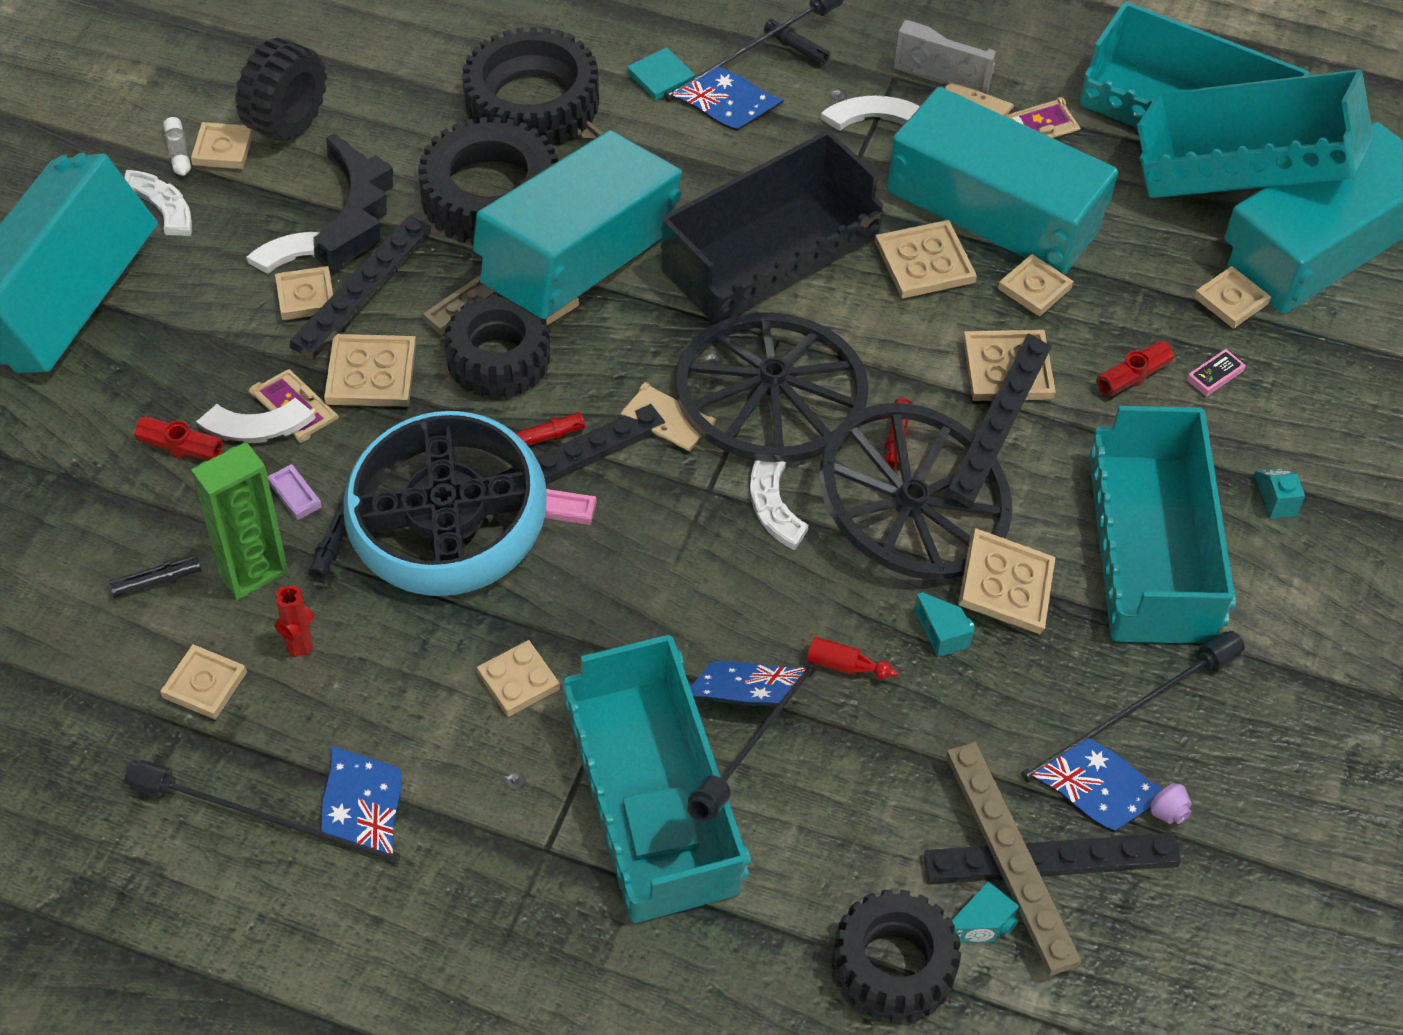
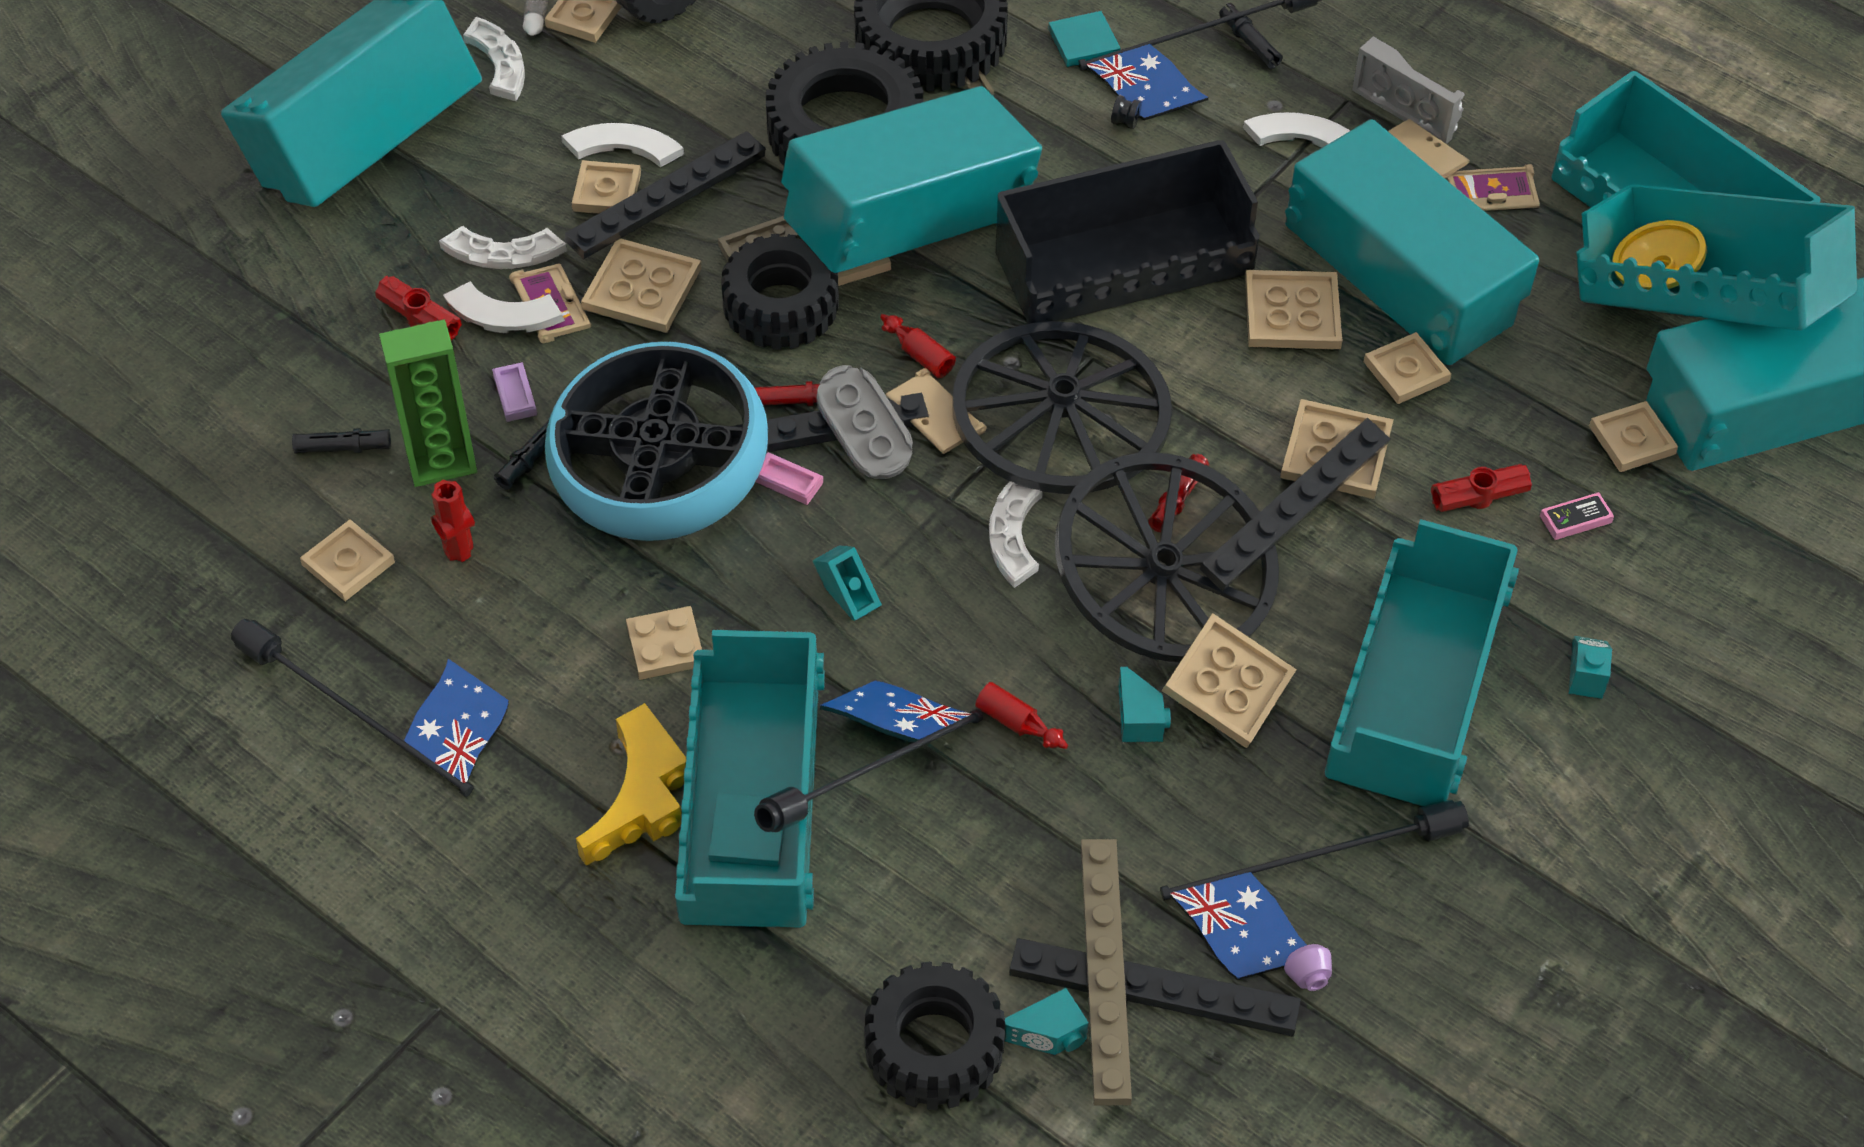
camera: 20 degrees right, 0 degrees up
(246, 370) = (498, 255): none -> white tile
(358, 222) = (687, 127): black arch -> none
(556, 794) = (645, 798): none -> yellow arch
(615, 441) = (864, 422): none -> light grey tile
(633, 364) = (920, 346): none -> red wheel
(655, 581) = (847, 581): none -> teal slope
(723, 126) = (1126, 111): none -> black wheel
(1202, 136) = (1666, 241): none -> yellow dish

